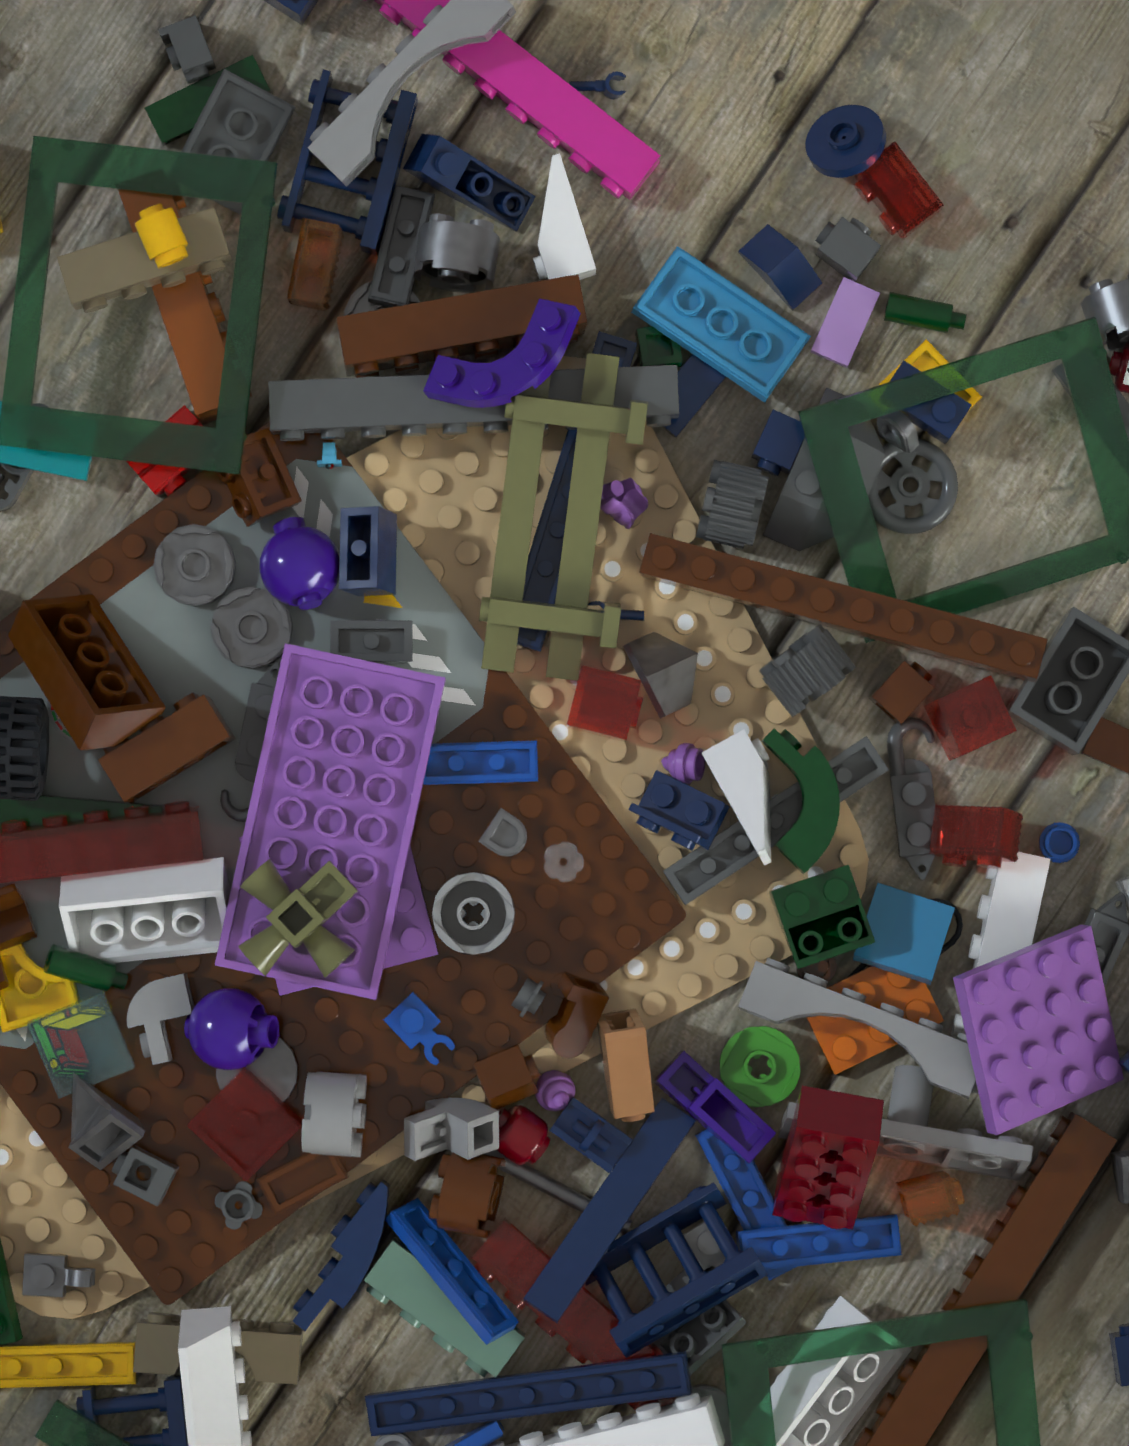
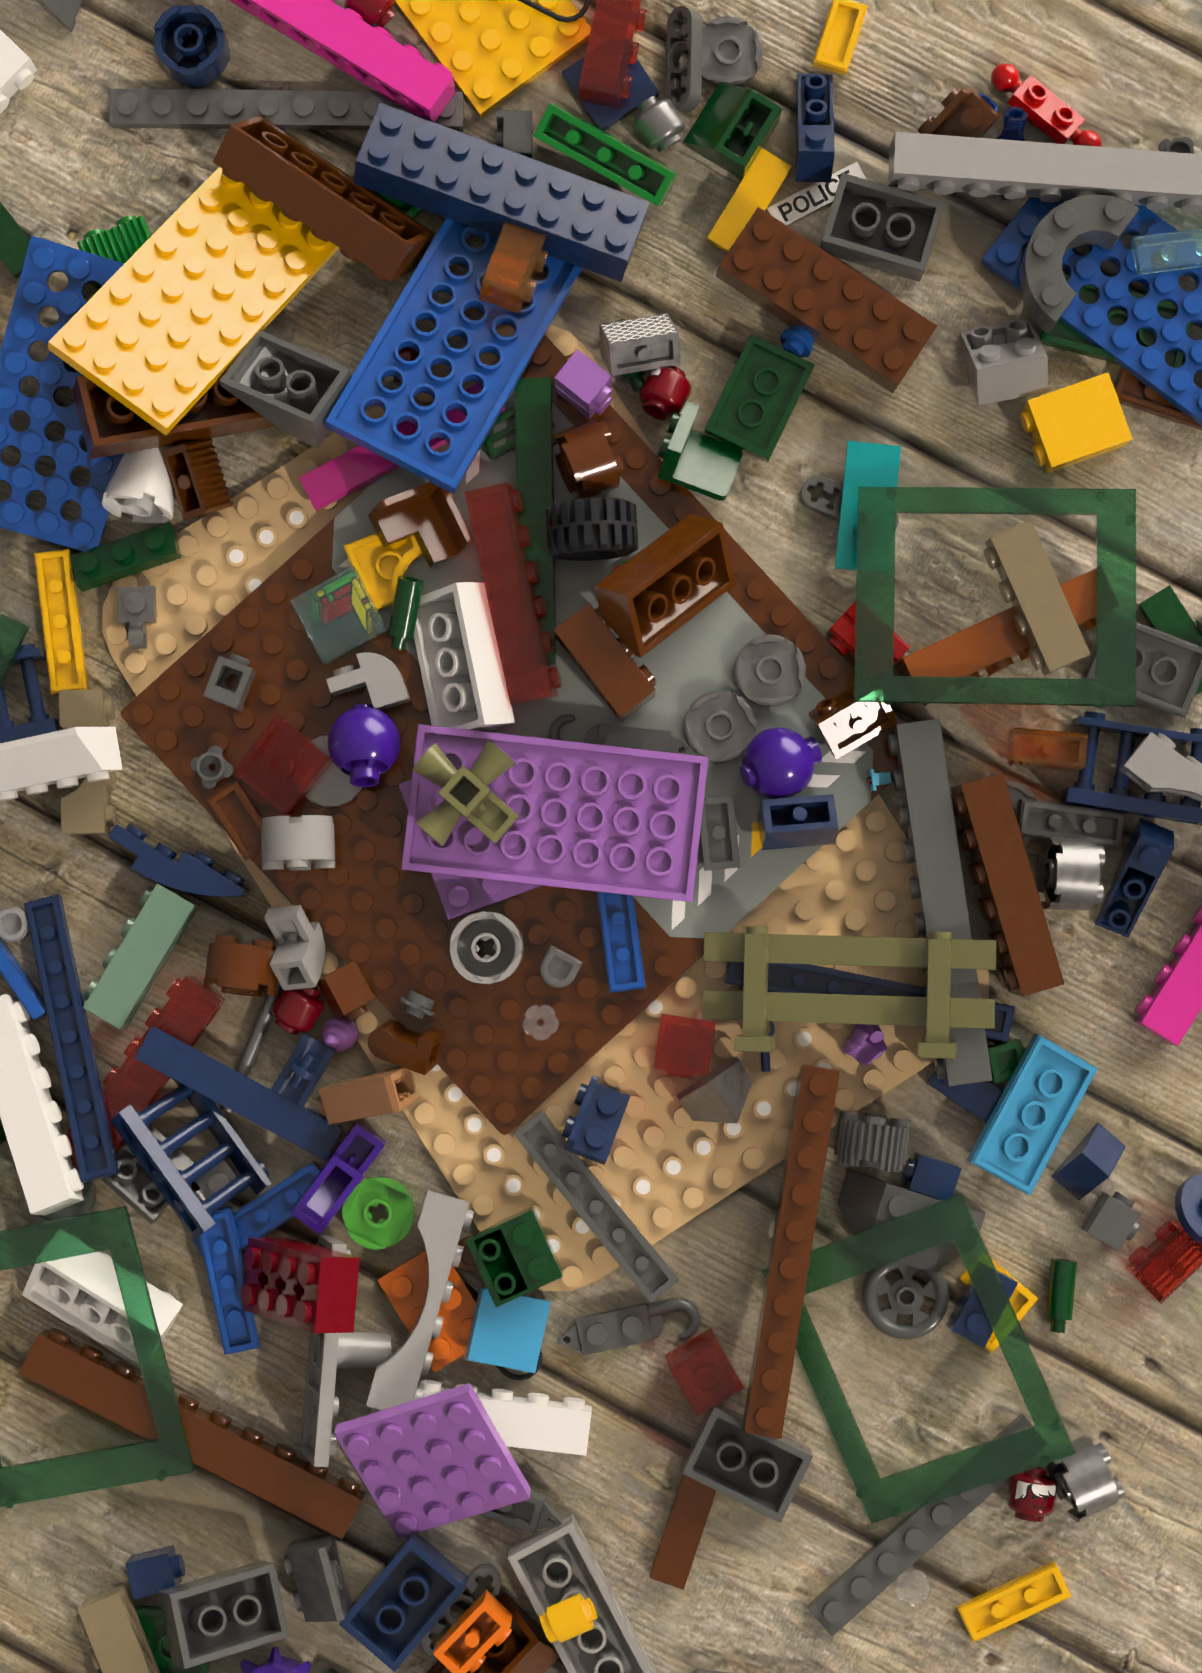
camera: 85 degrees right, 0 degrees up
(100, 1125) = (270, 639): flat silver slope -> none
(162, 235) = (1060, 610): yellow brick -> none
(415, 1023) = (385, 906): blue plate -> none
(452, 1271) = (171, 960): blue tile -> none
(525, 366) = (978, 947): dark purple plate -> none
(562, 238) = (1095, 965): white slope -> none
(685, 763) = (638, 1121): medium lavender plate -> none
(745, 782) = (626, 1176): white slope -> none
(807, 669) = (732, 1222): dark grey brick -> none
(820, 800) = (615, 1246): dark green arch -> none
(845, 322) = (1045, 1224): lavender tile -> none
(898, 430) = (953, 1282): flat silver tile -> none
(903, 691) = (722, 1308): reddish brown brick -> none
(930, 1197) = (275, 1376): clear orange brick -> none
(975, 834) = (601, 1386): clear red brick -> none
(1059, 842) = (602, 1460): blue plate -> none

